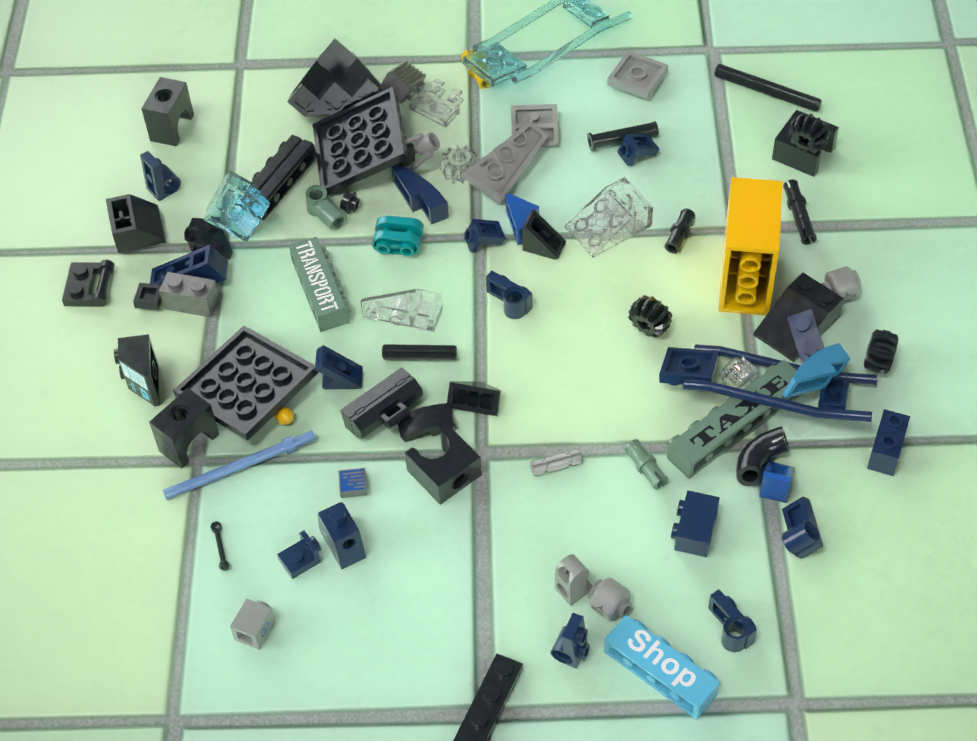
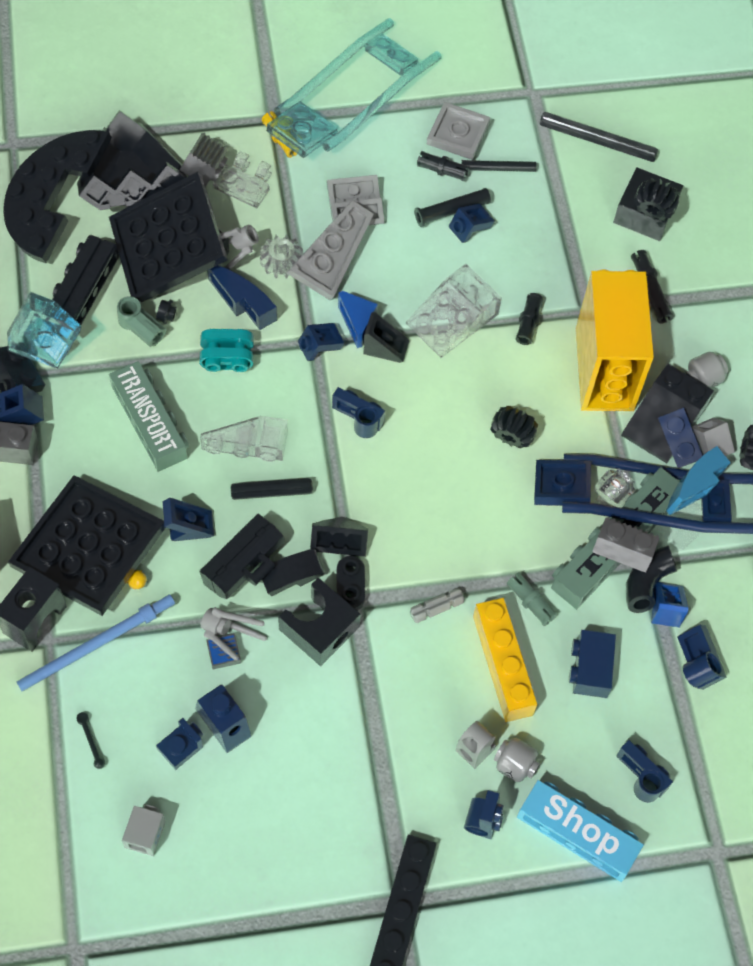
camera: 15 degrees left, 10 degrees up
(245, 106) = (38, 185): none -> black plate
(349, 456) = (218, 622): none -> light grey plant
(480, 434) = (351, 581): none -> black plate
(611, 512) = (504, 660): none -> yellow brick
(619, 102) = (442, 166): none -> black pin
(670, 105) = (478, 165): none -> black bar
(738, 418) = (626, 544): none -> flat silver brick
(842, 334) = (713, 434): none -> light grey brick

